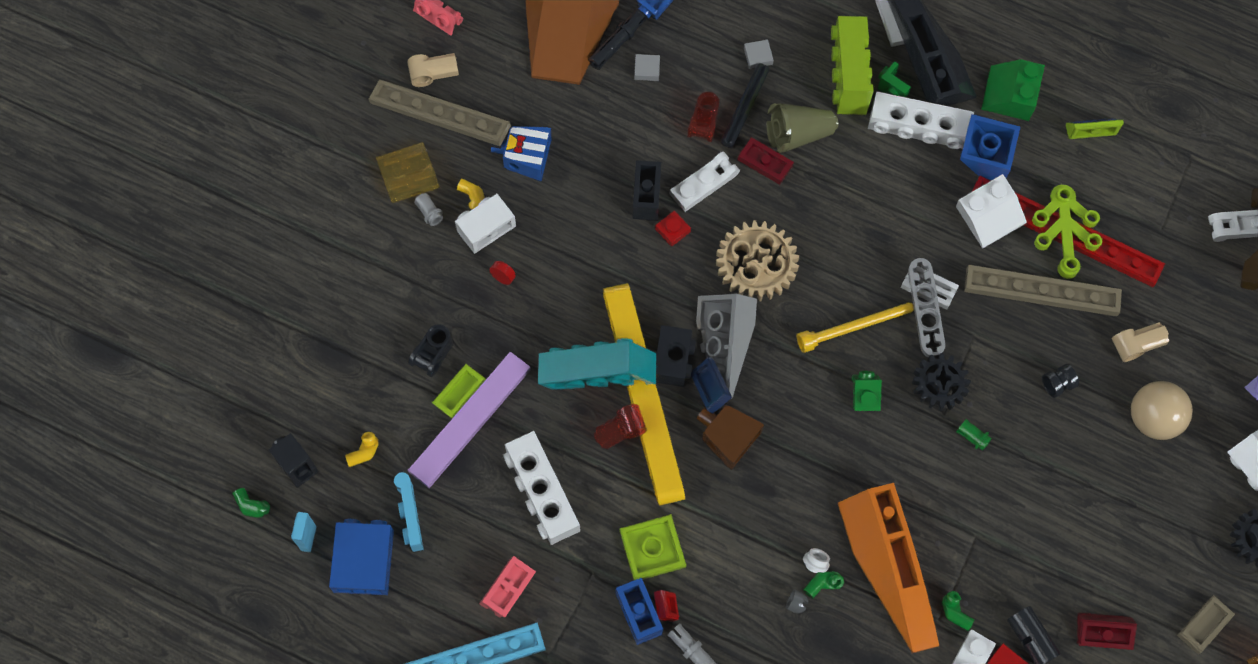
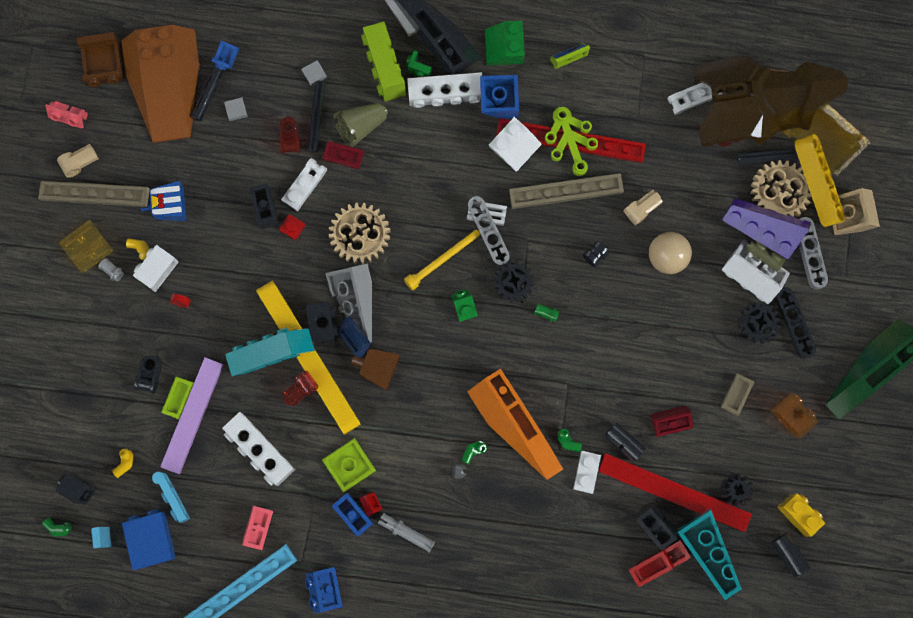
camera: 20 degrees left, 10 degrees up
(816, 560) = (464, 437): white plate -> none

